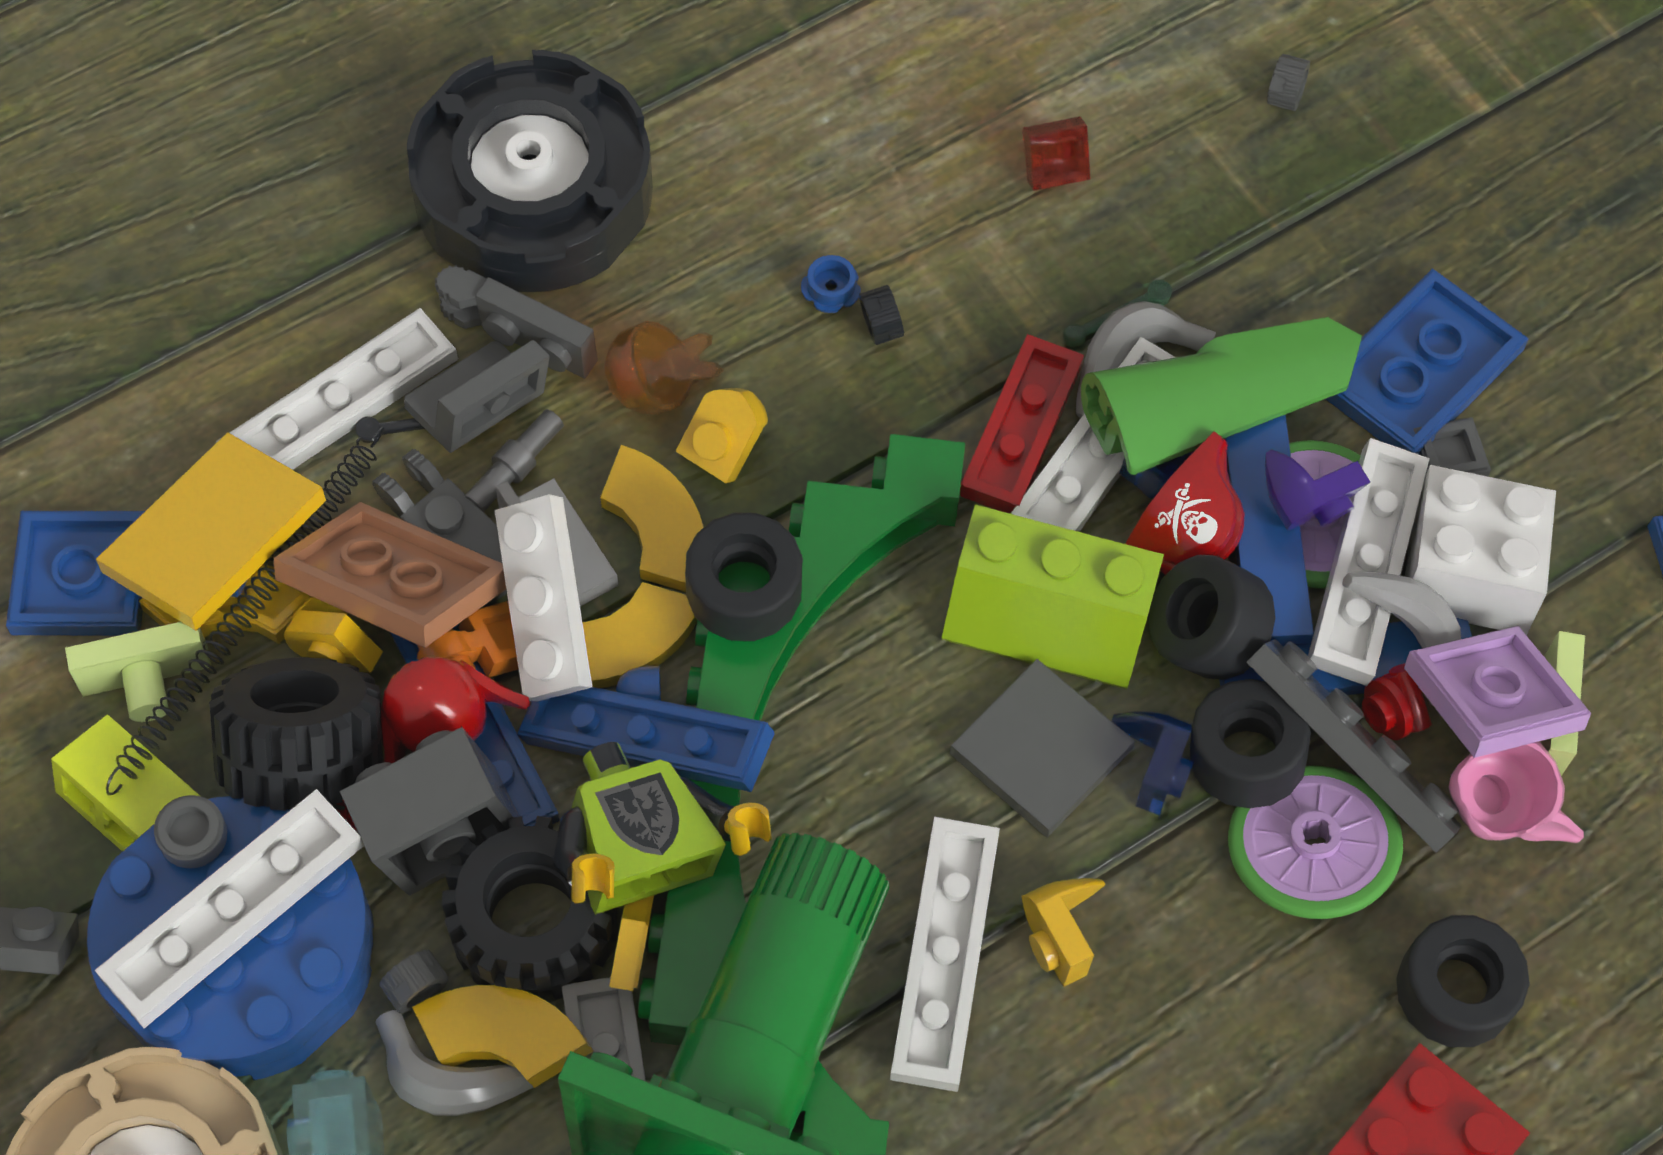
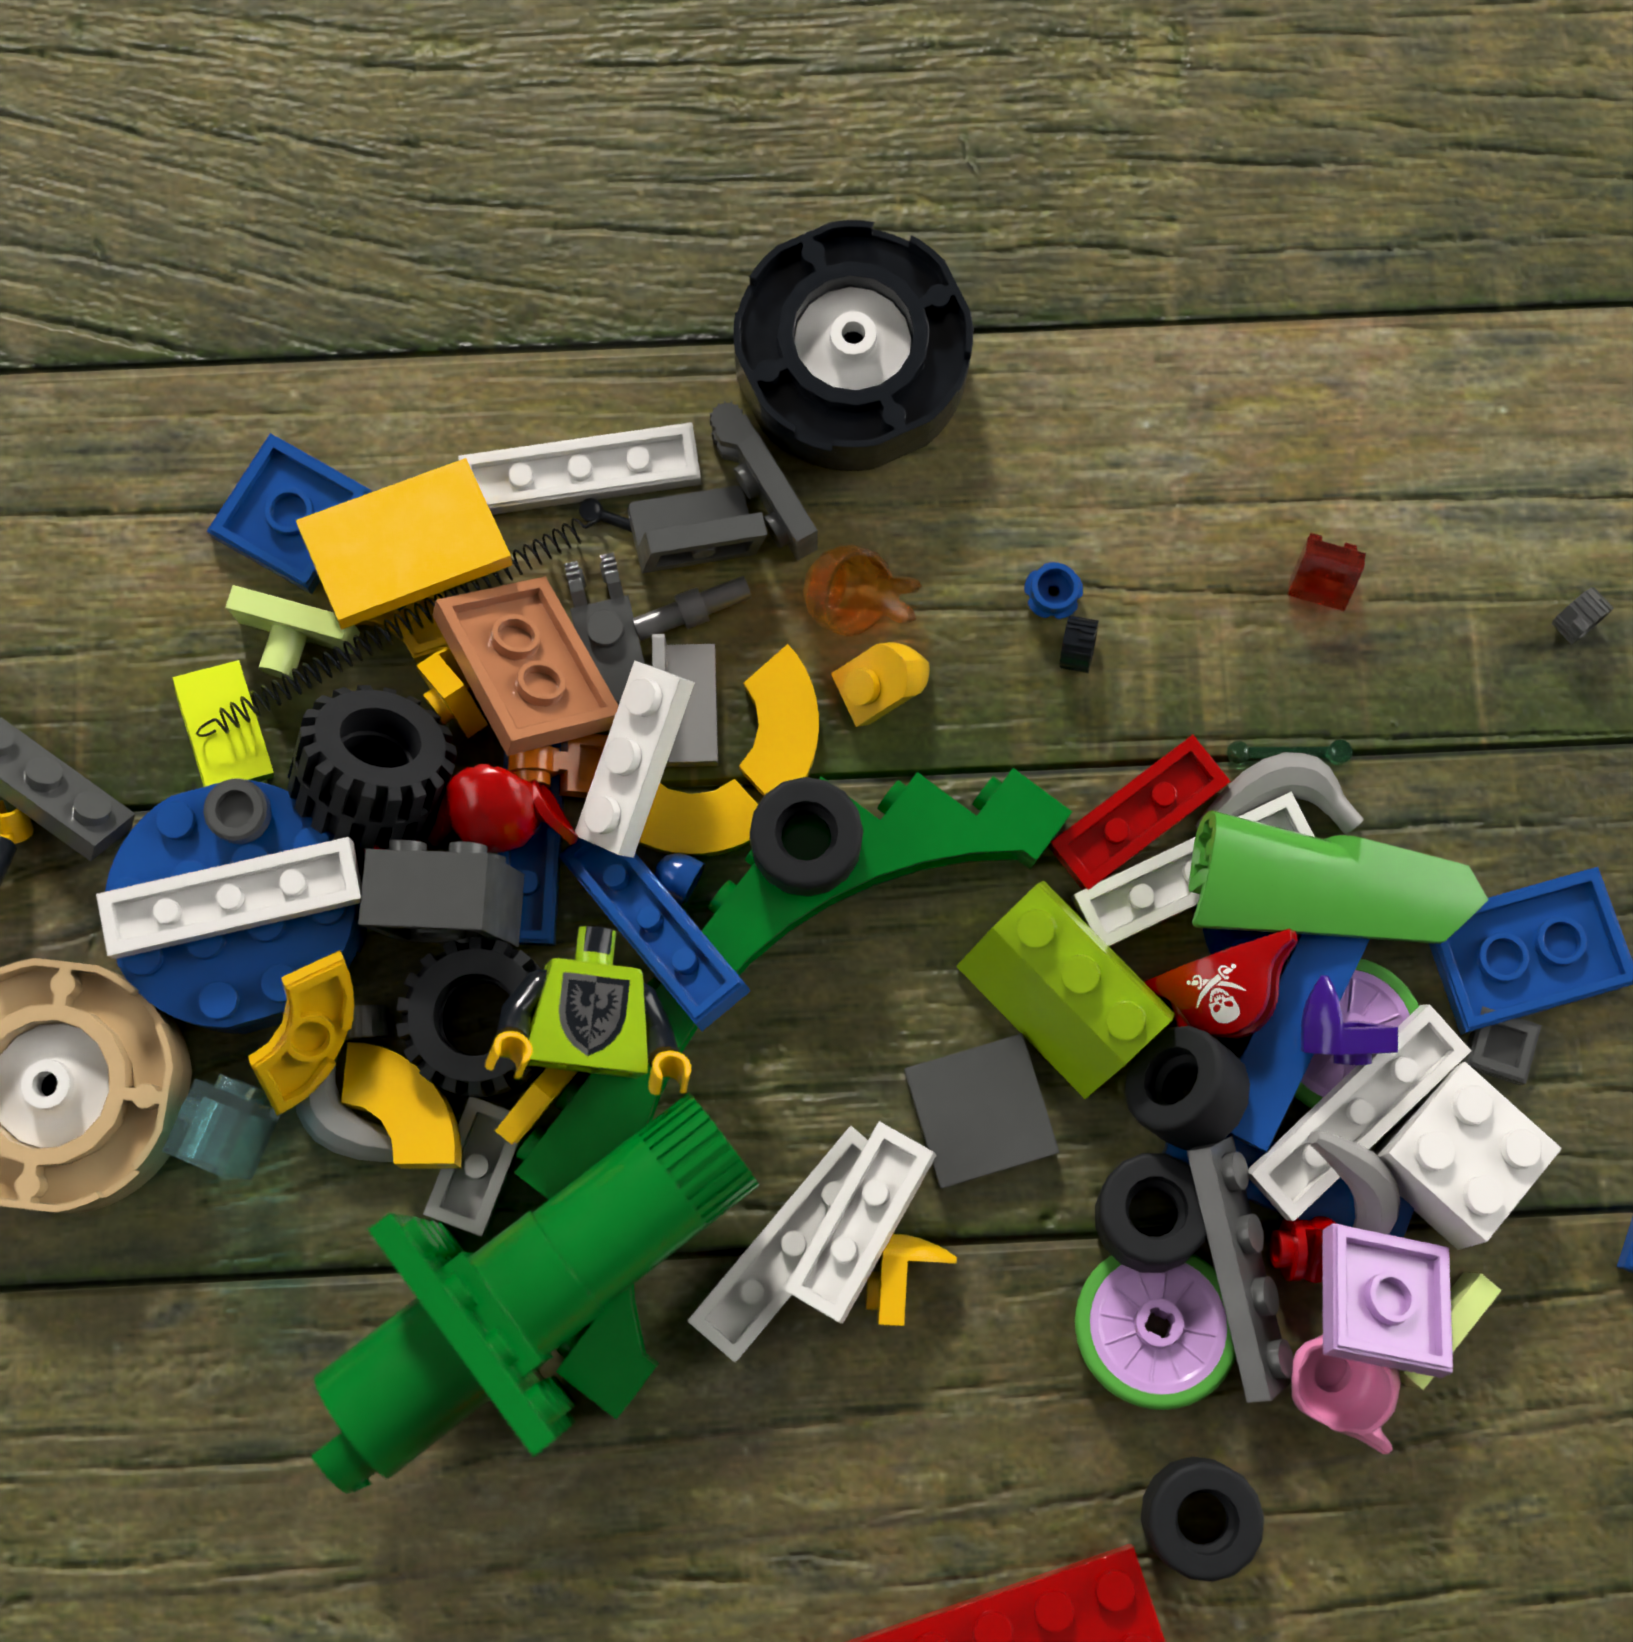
camera: 30 degrees right, 15 degrees up
(375, 998) = (310, 1035): none -> yellow tile
(998, 887) = (860, 1222): none -> white plate
(1168, 768) = (1071, 1194): clear blue plate -> none

